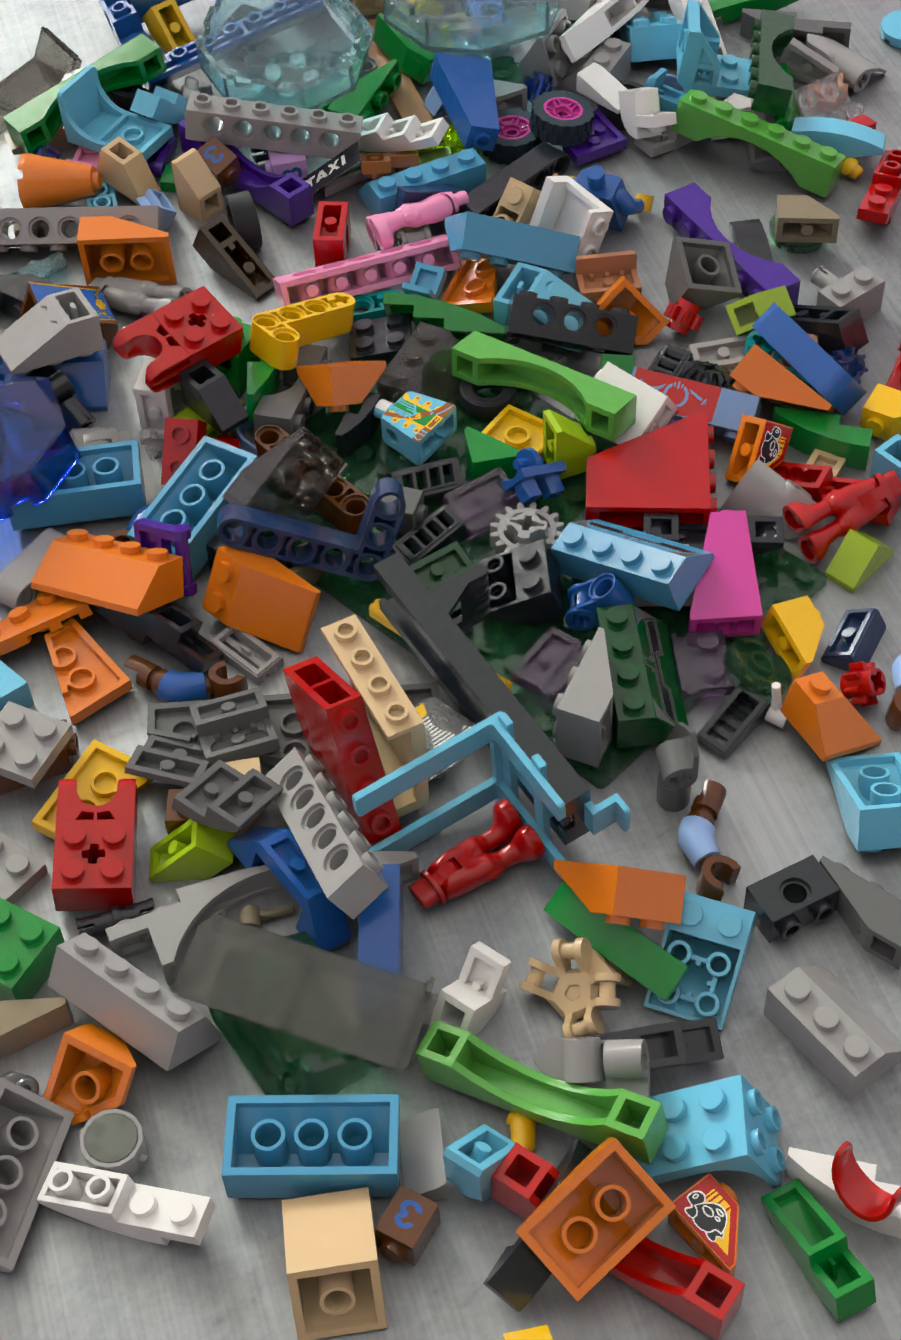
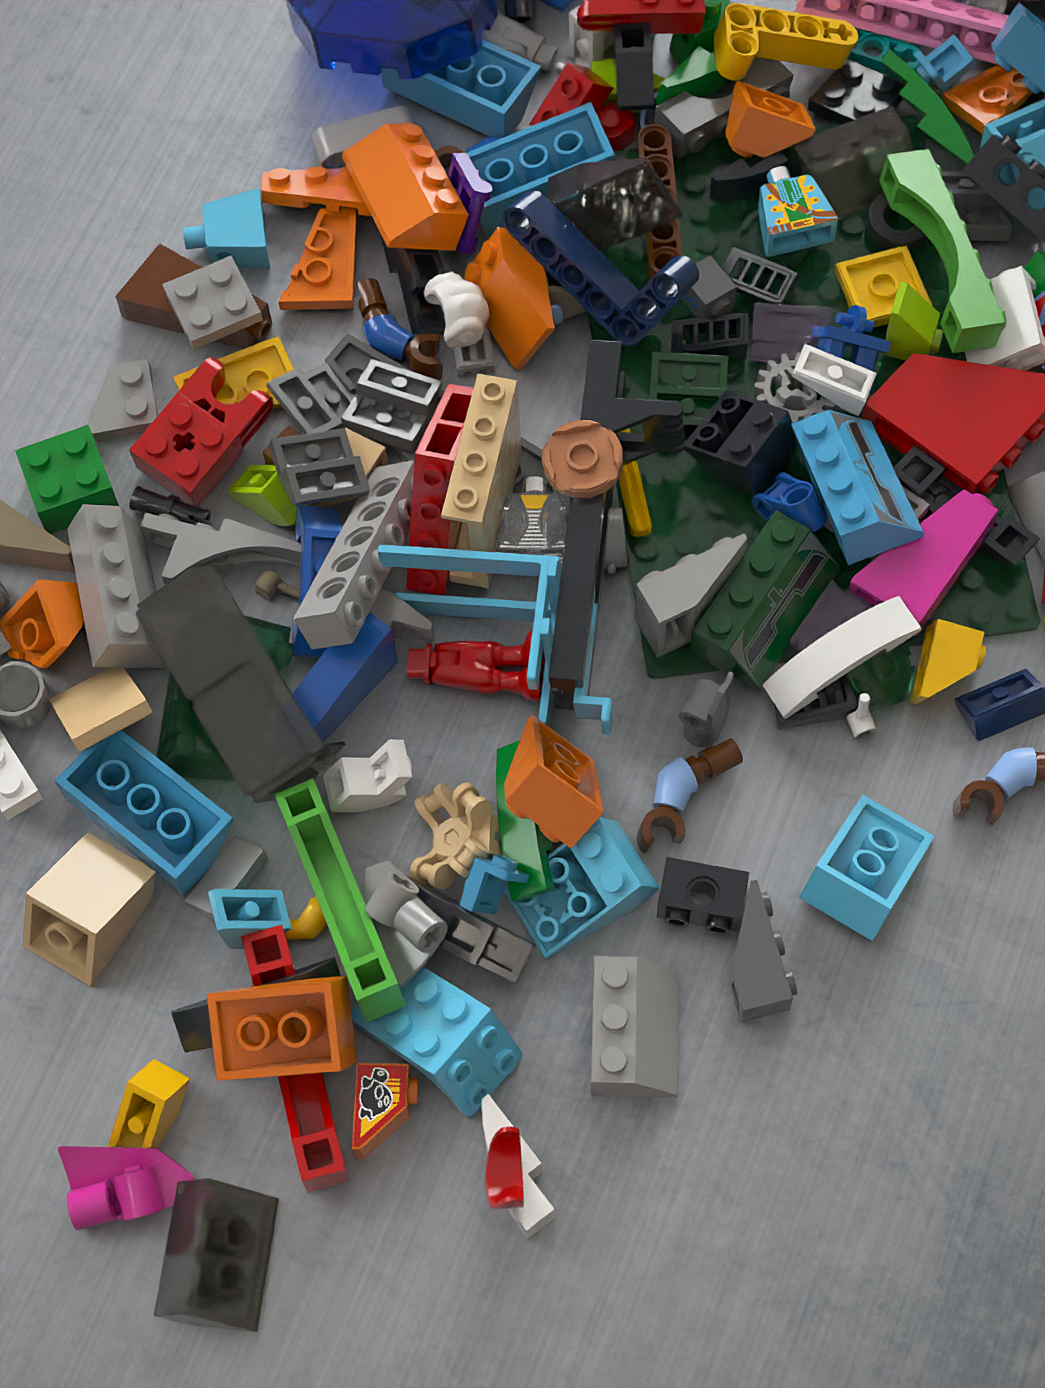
camera: 40 degrees right, 15 degrees up
(204, 1095) = (100, 707): none -> tan tile
(228, 628) = (462, 306): none -> white hair
(407, 1226) = (162, 923): reddish brown brick -> none
(446, 643) = (582, 459): none -> nougat tile
(487, 454) = (831, 286): green slope -> none
(548, 664) = (697, 528): clear purple plate -> none
(552, 503) = (834, 378): none -> white slope
(637, 1003) = (487, 883): none -> dark azure bracket
(729, 674) = (840, 652): none -> white slope
(820, 1250) = (444, 1188): green slope -> none
(826, 718) = (896, 760): orange slope -> none
(863, 683) = (959, 750): red gear -> none

